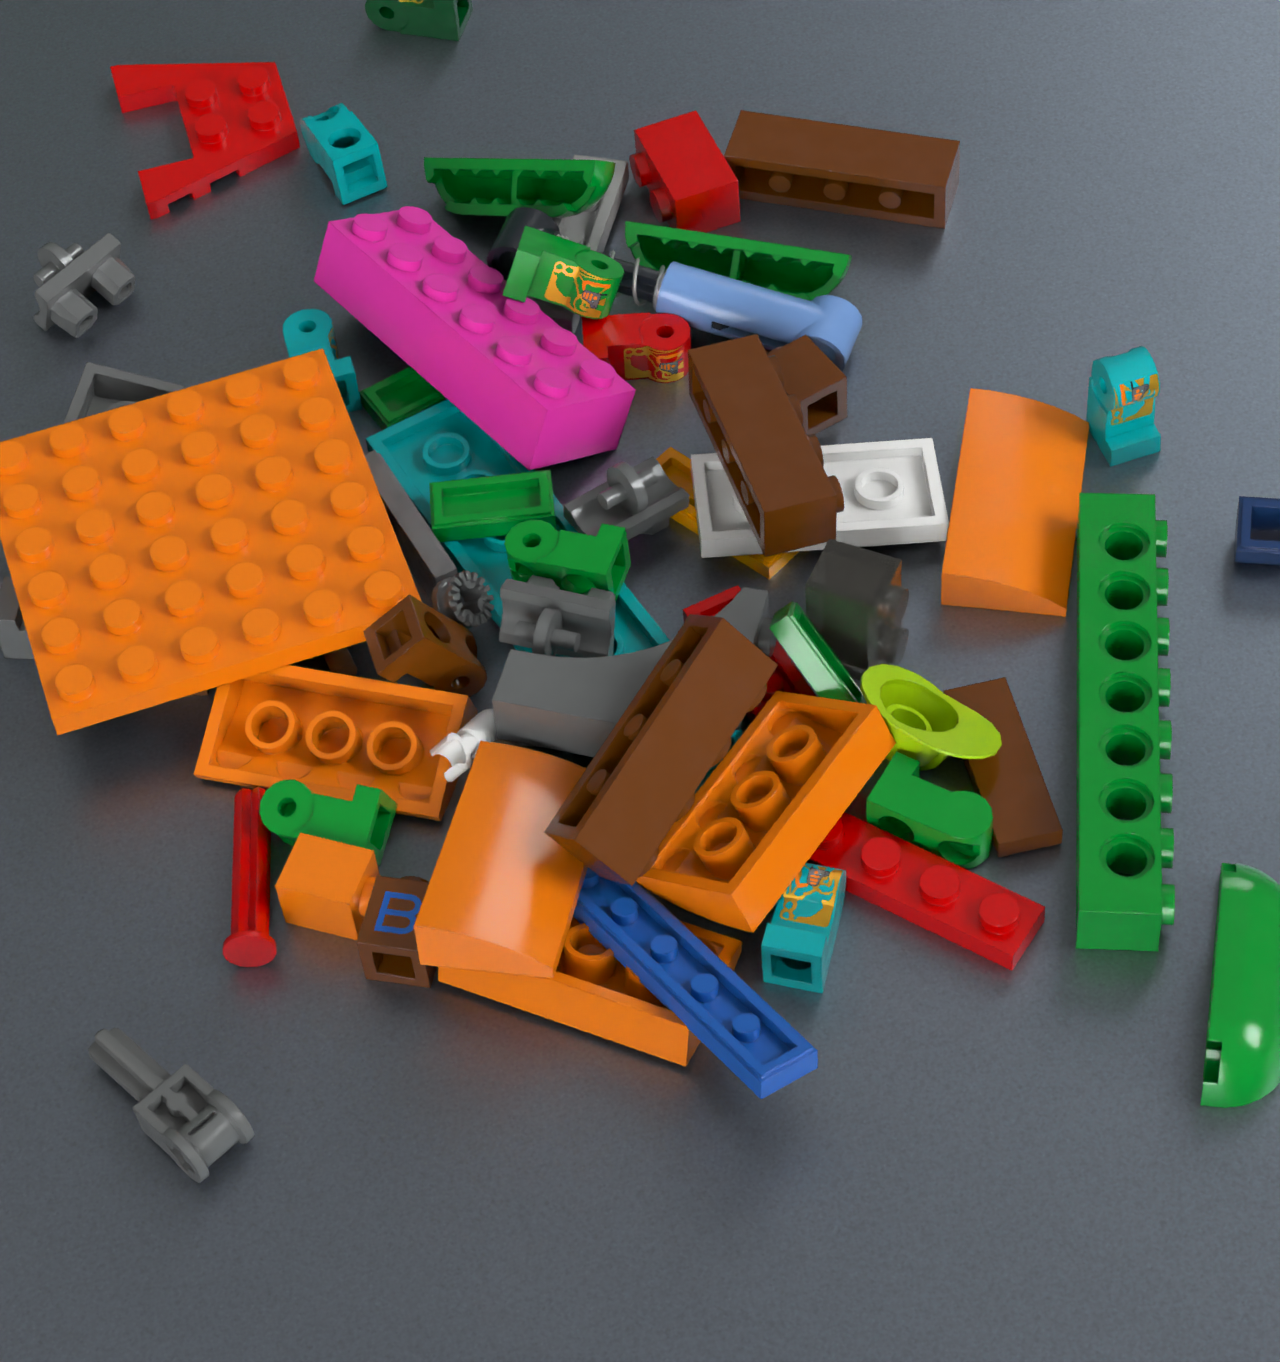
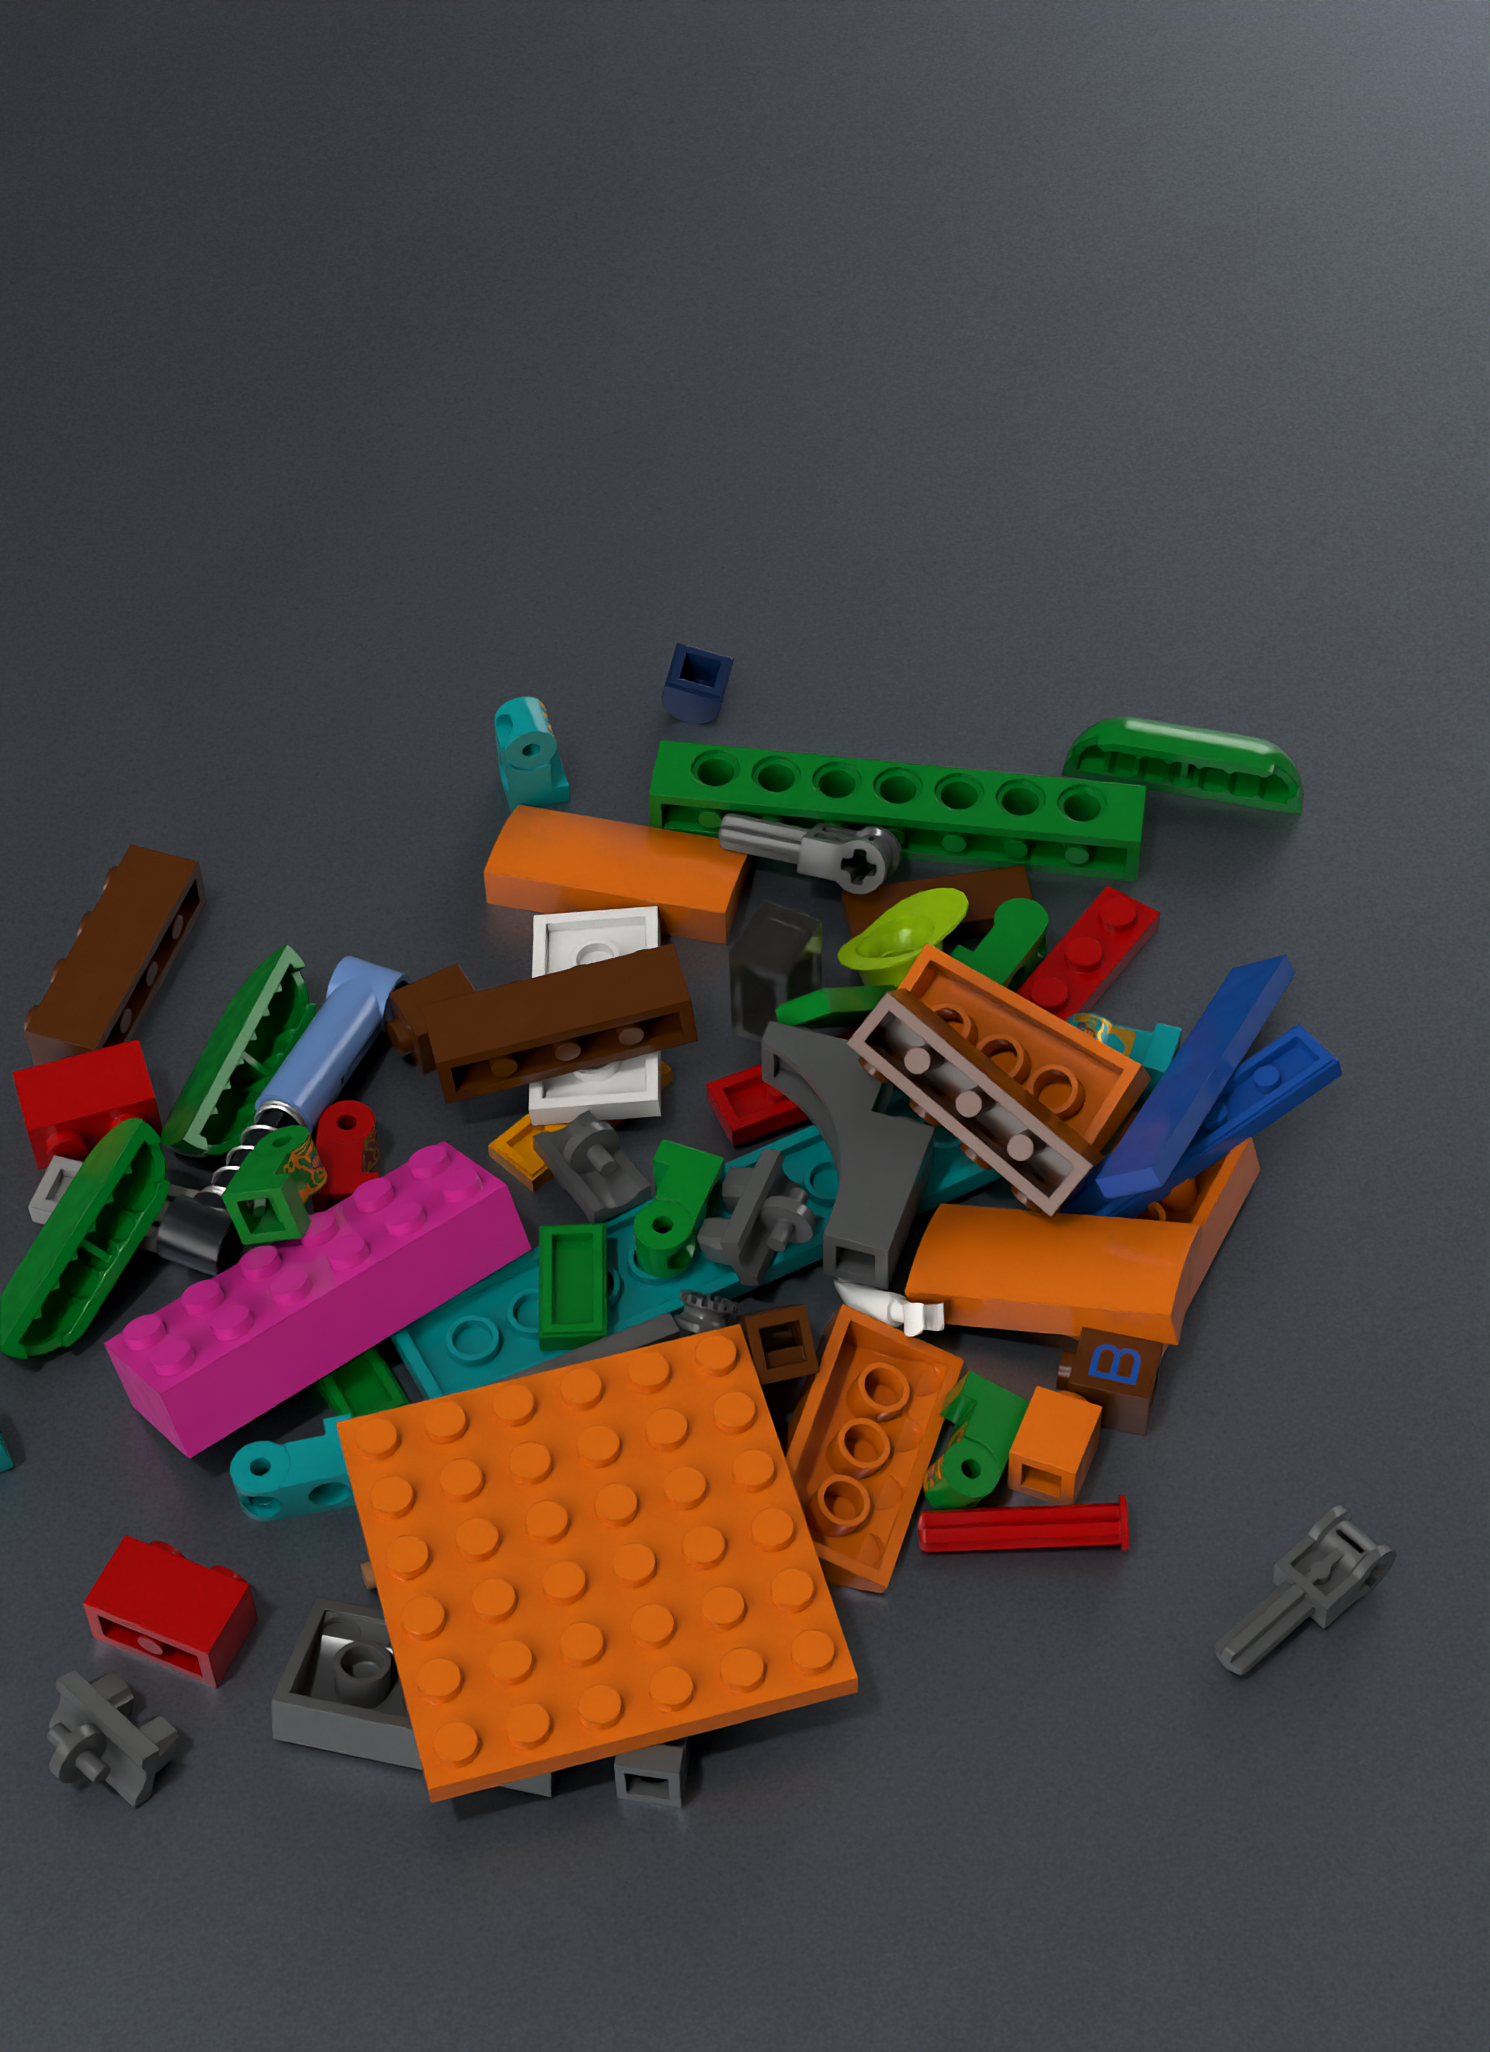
camera: 90 degrees left, 0 degrees up
(188, 303) = (171, 1610): none -> red brick
(751, 966) = (1195, 1078): none -> blue tile
(1033, 649) = (819, 851): none -> dark grey connector

